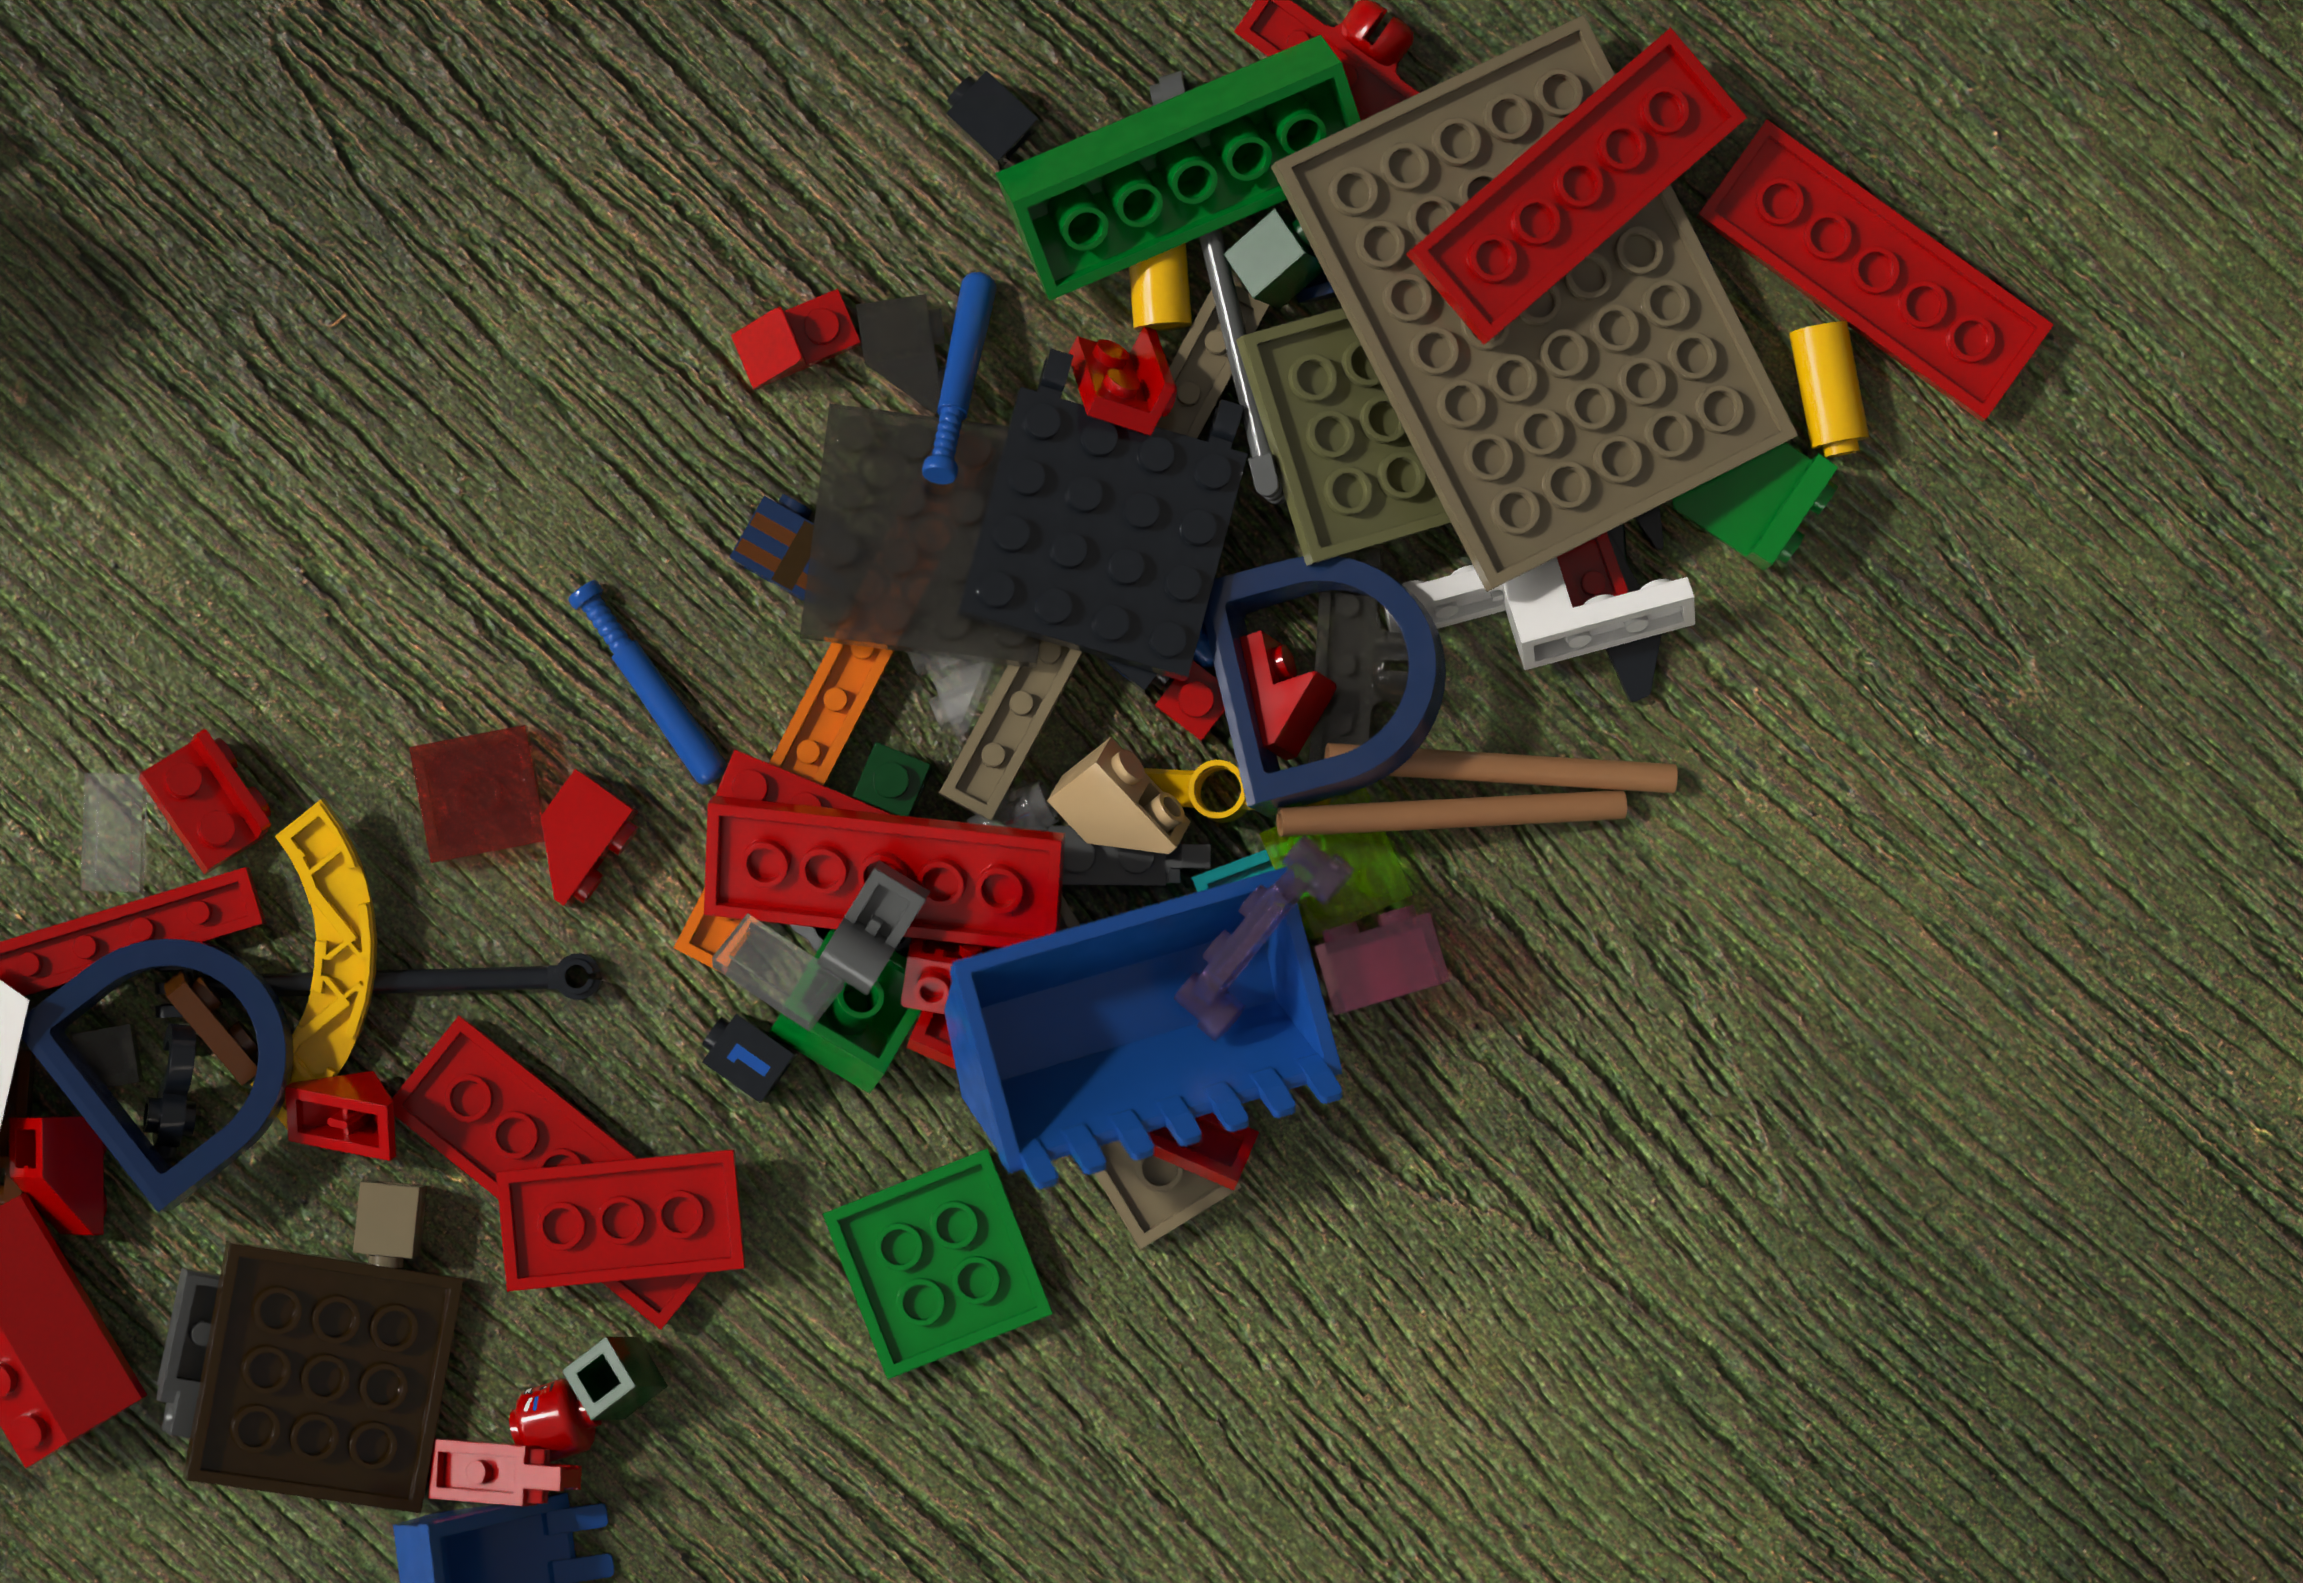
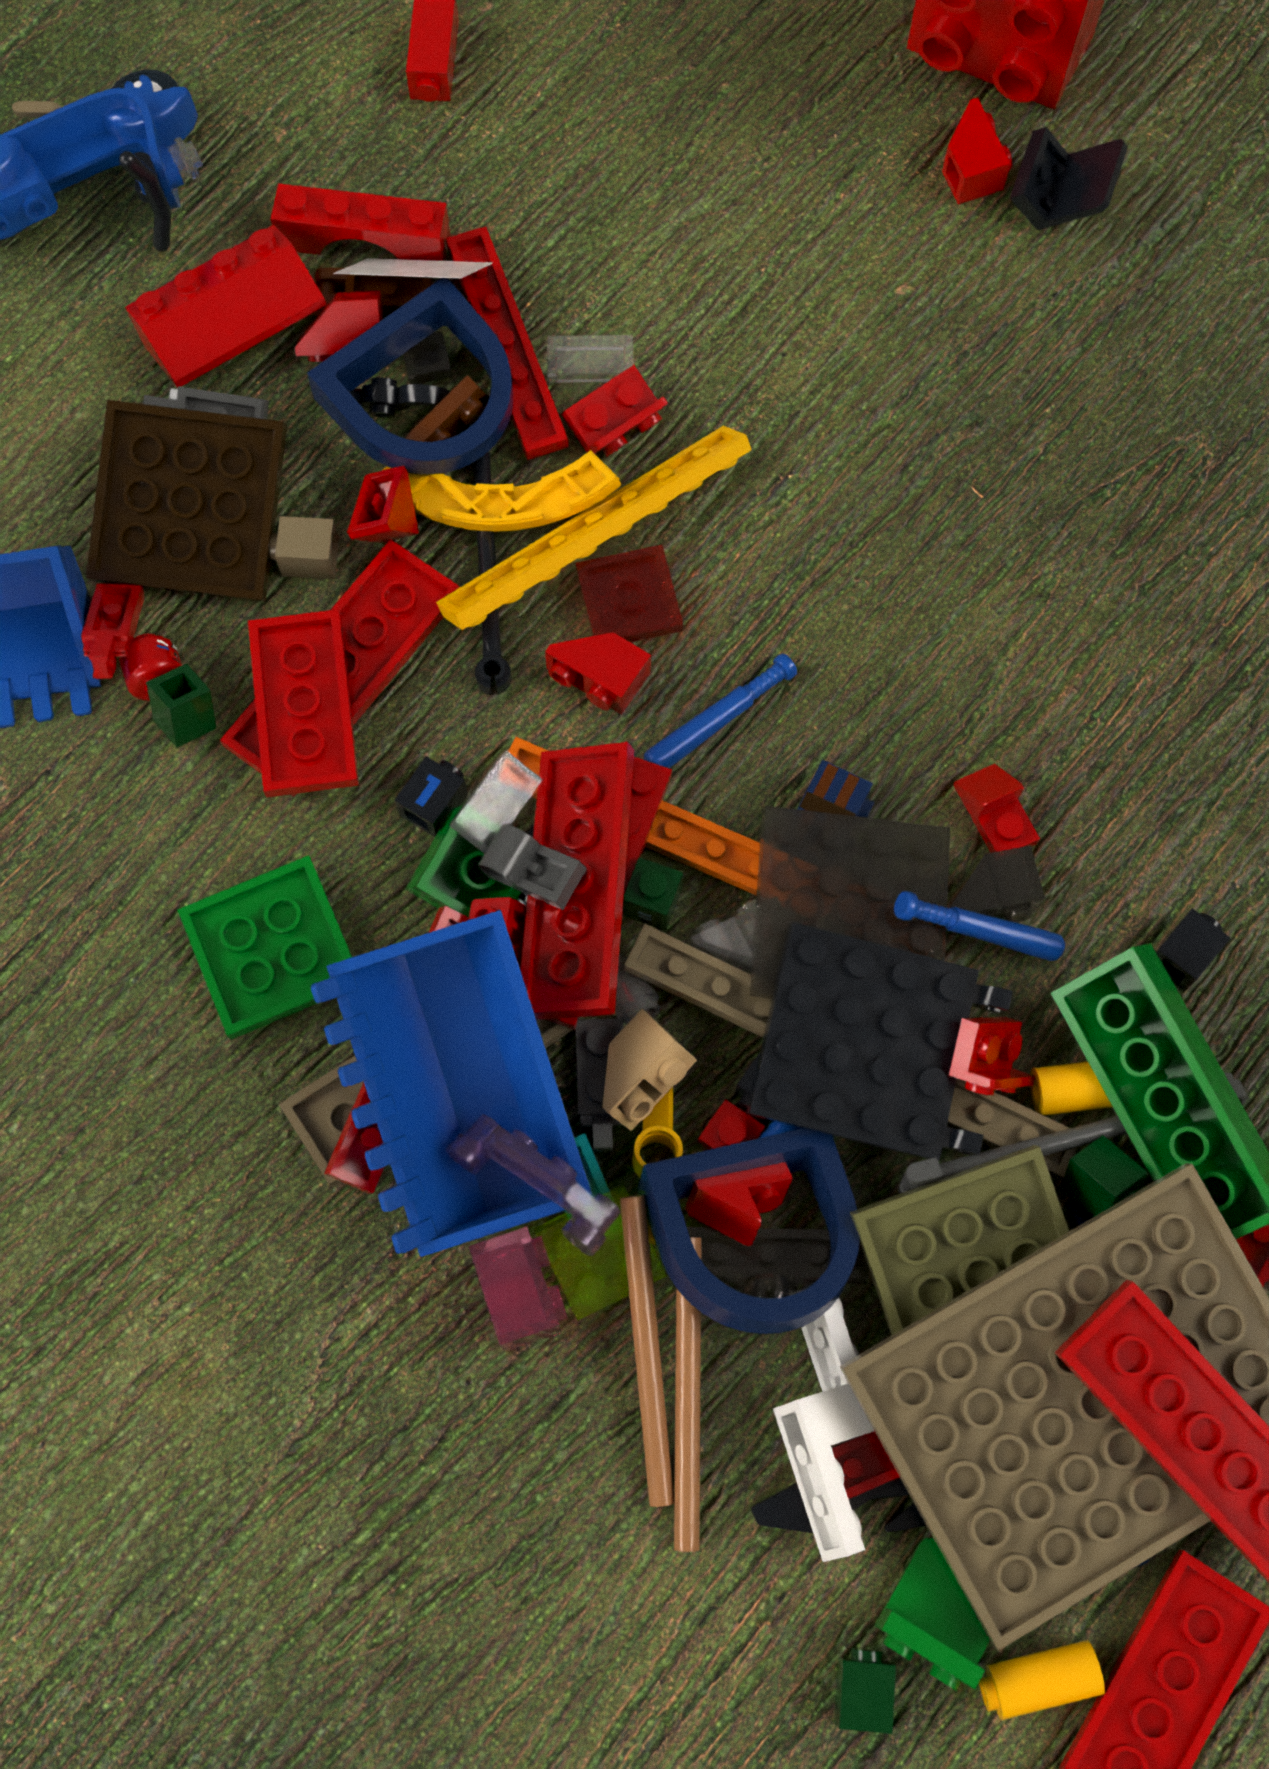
camera: 85 degrees right, 15 degrees down
(379, 833) = (592, 527): none -> yellow plate
(1834, 586) = (865, 1692): none -> dark green brick

